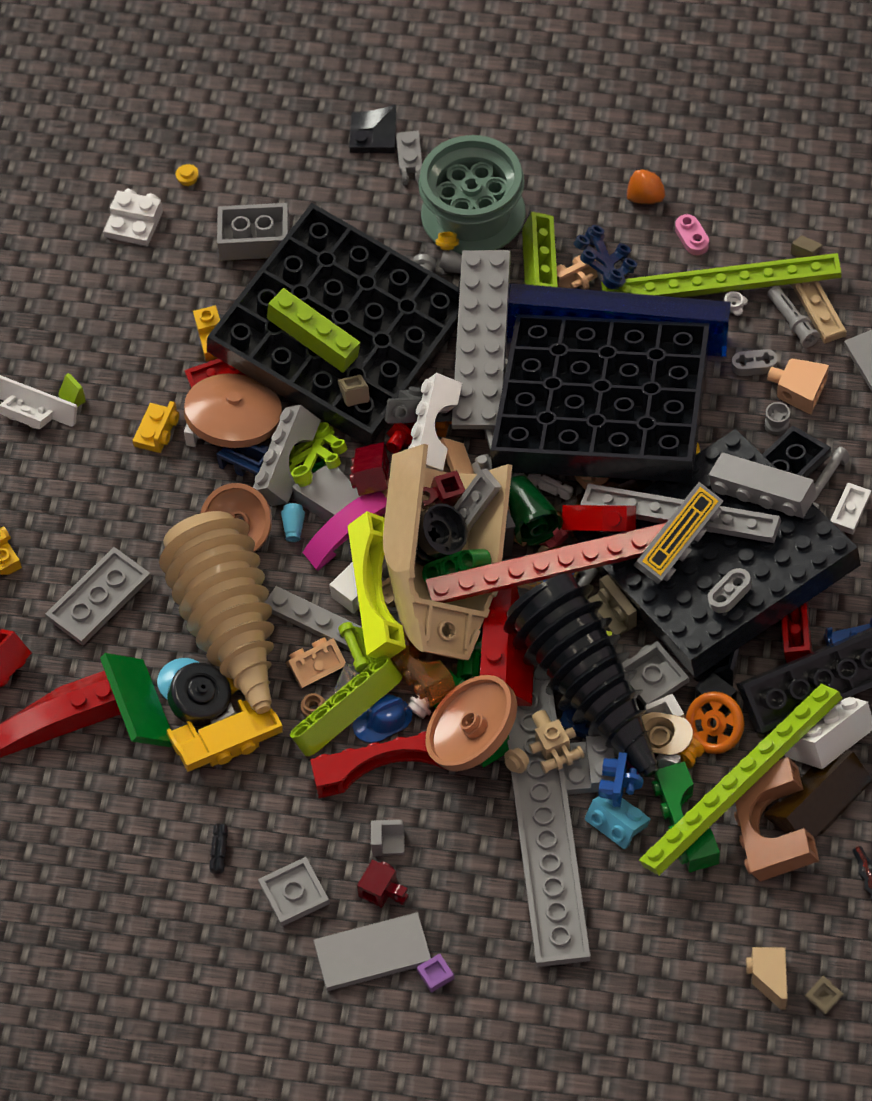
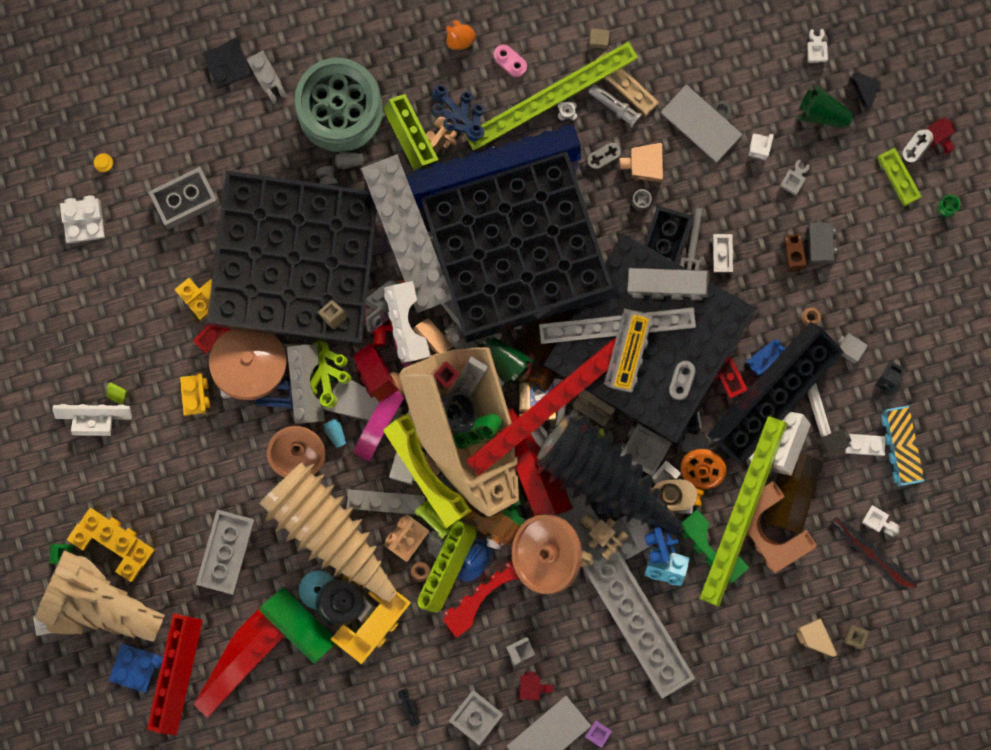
camera: 30 degrees left, 25 degrees up
(313, 330) = (283, 283): lime brick -> none
(447, 240) = (335, 149): yellow plate -> none
(599, 517) = (562, 352): red slope -> none

